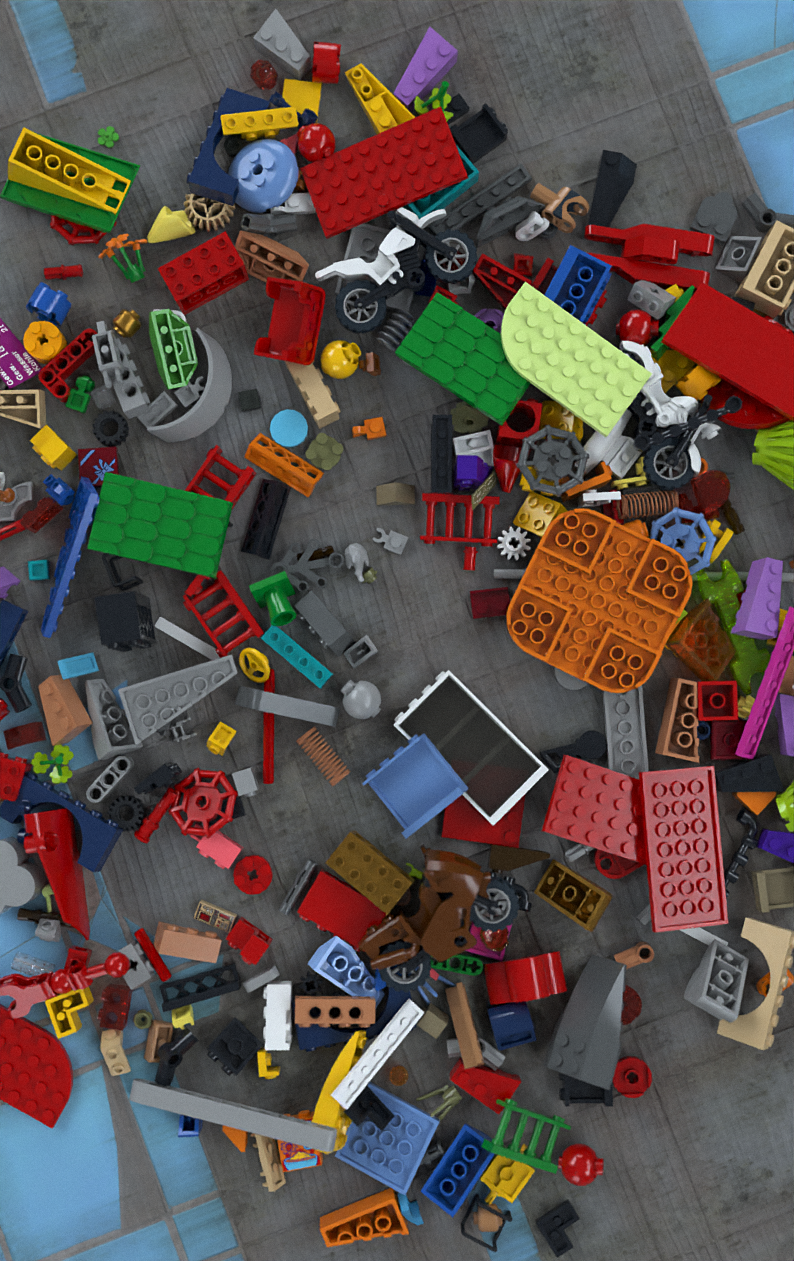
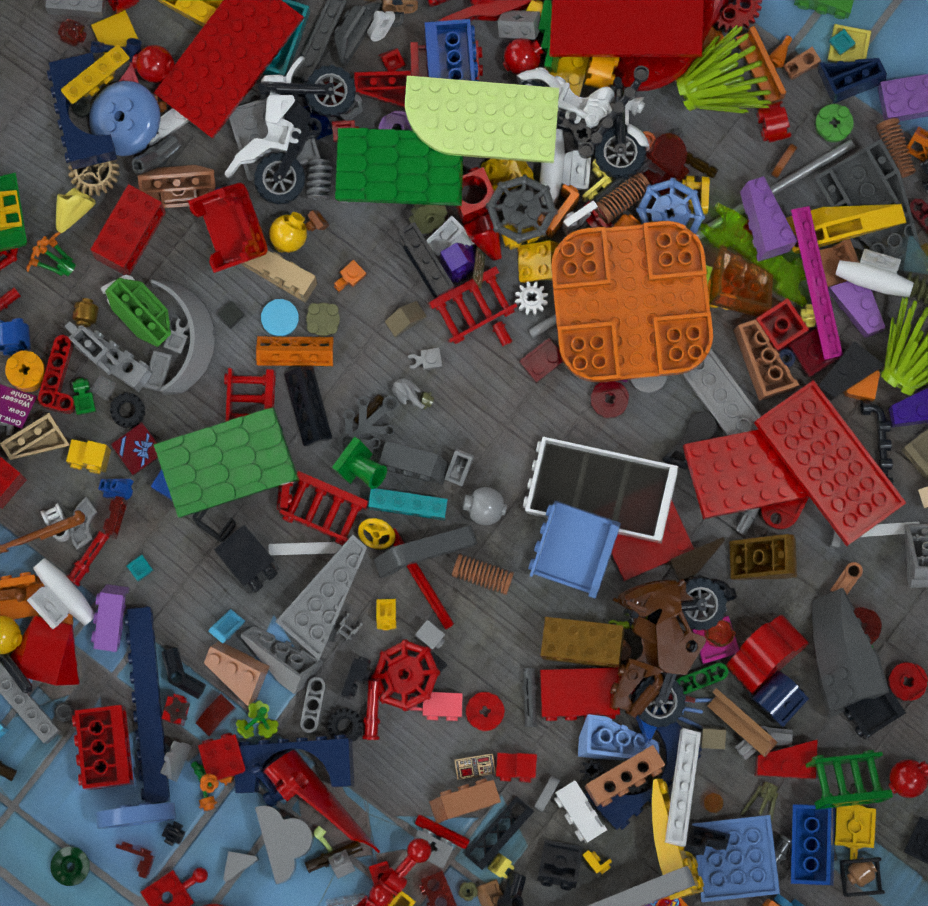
camera: 30 degrees left, 5 degrees down
(80, 518) = (153, 499): blue wing -> none
(519, 680) = (620, 401): none -> dark red plate

